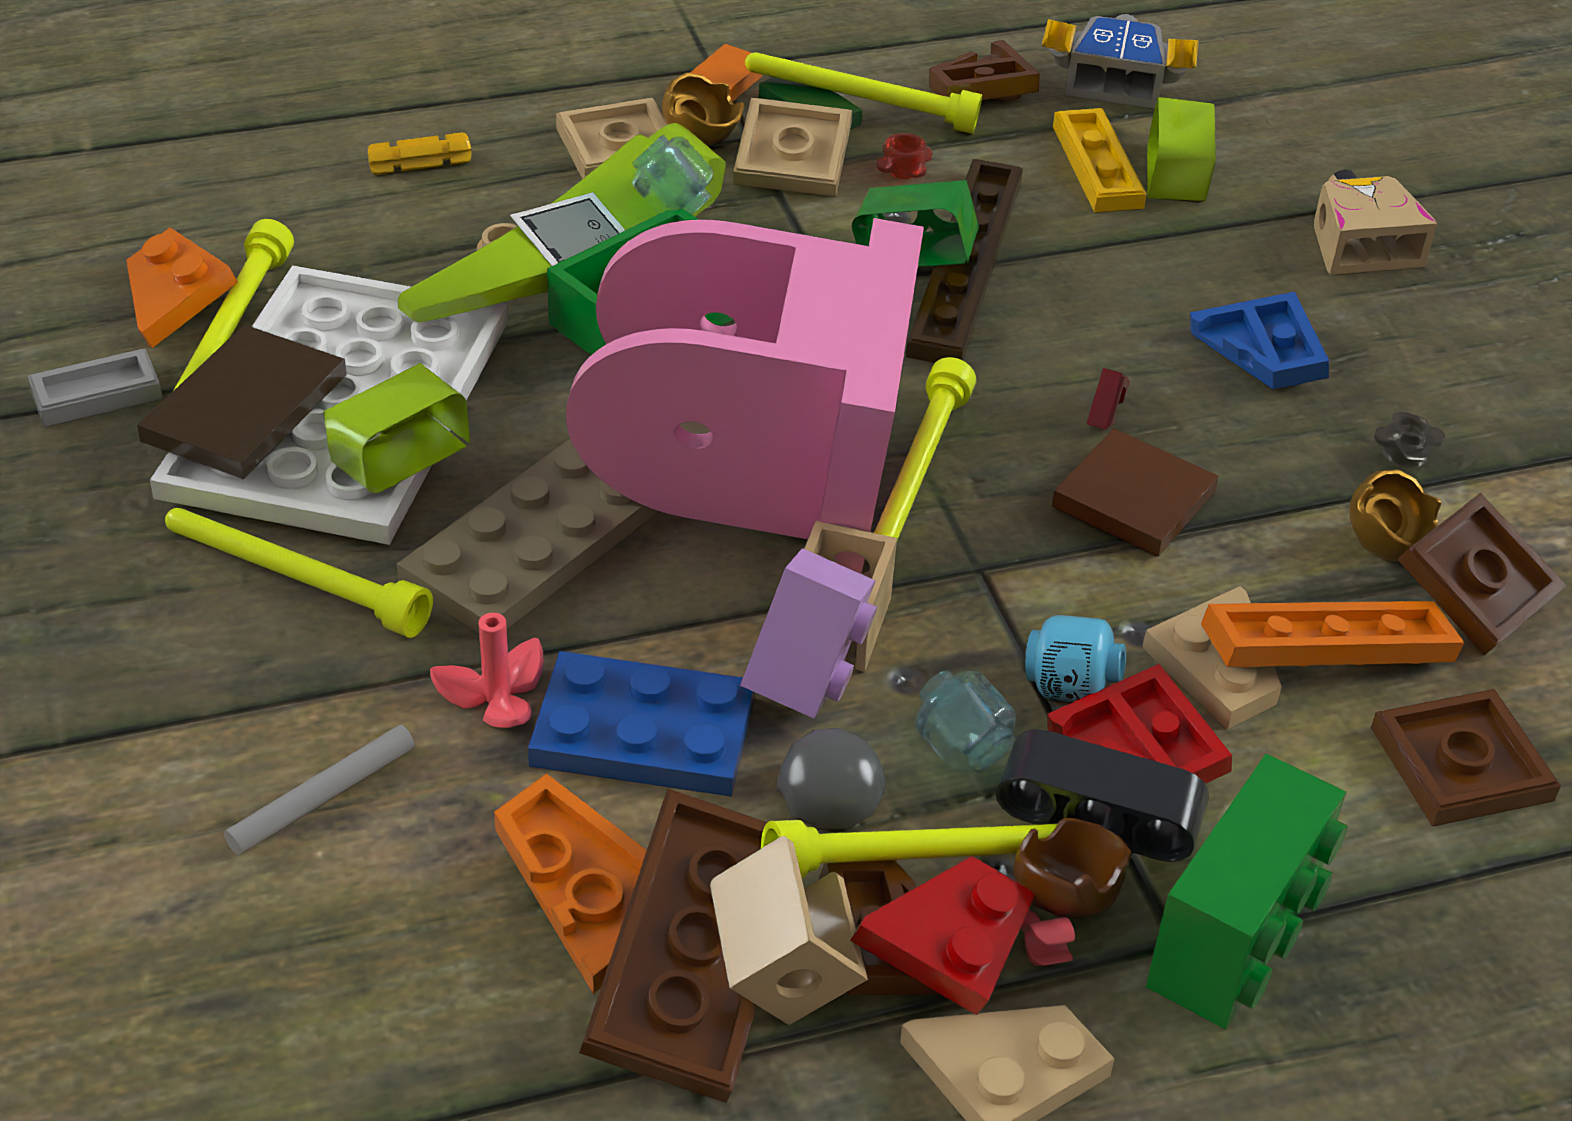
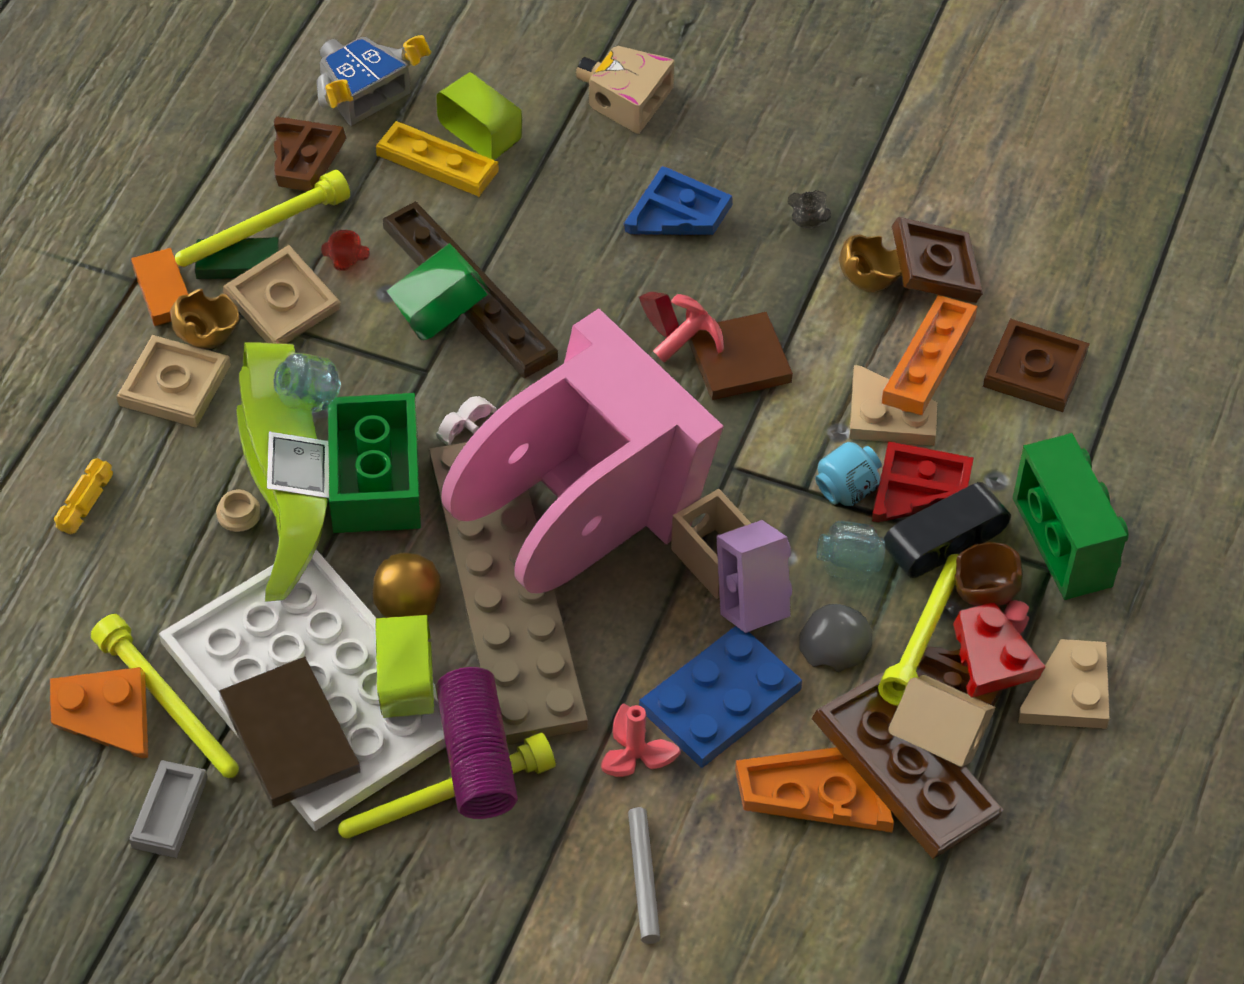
camera: 50 degrees left, 10 degrees up
(354, 522) = (472, 739): none -> magenta piece
(528, 401) = (406, 586): none -> pearl gold hair
(1128, 421) = (696, 320): none -> coral plant

